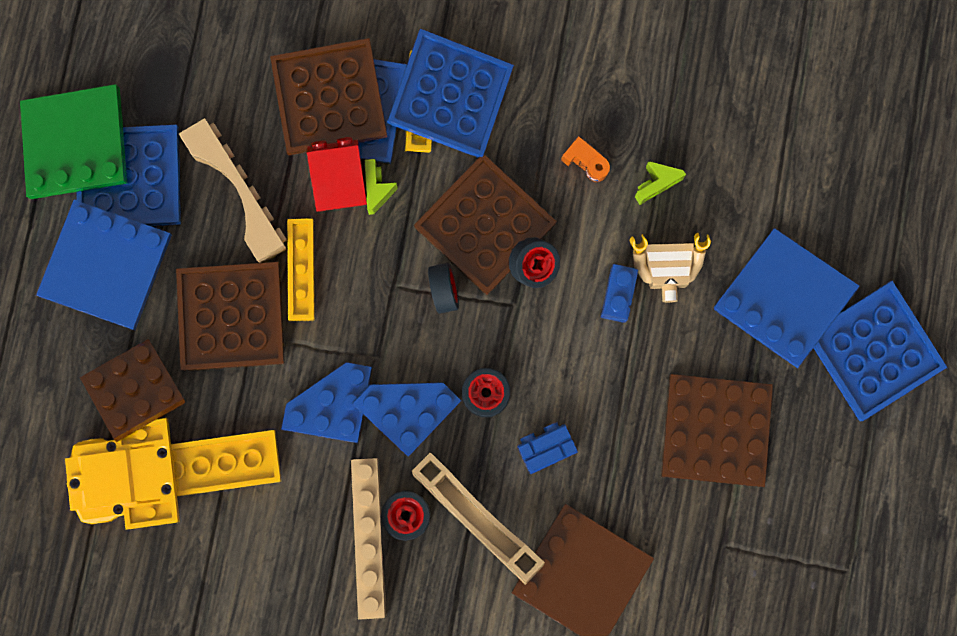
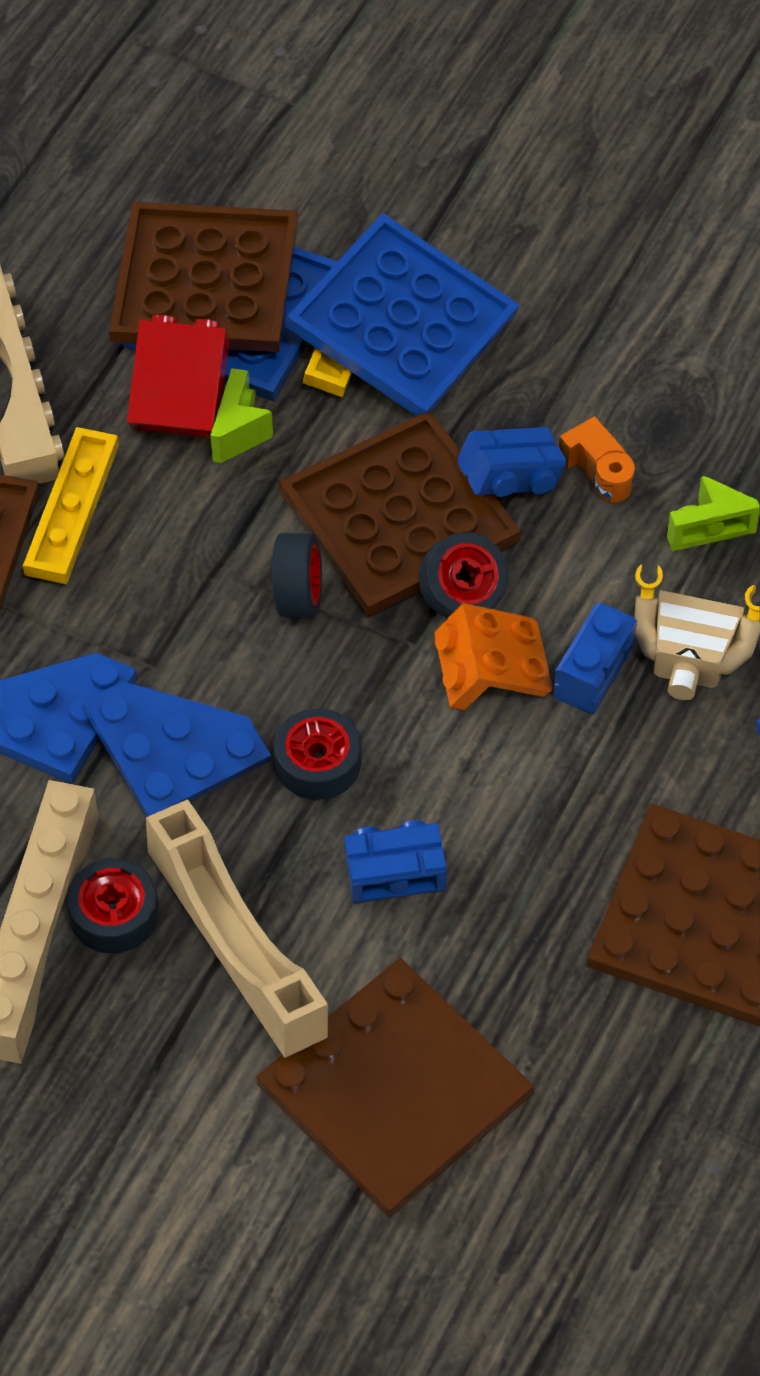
camera: 20 degrees right, 25 degrees down
(541, 179) = (511, 461): none -> blue brick
(562, 305) = (490, 649): none -> orange bracket

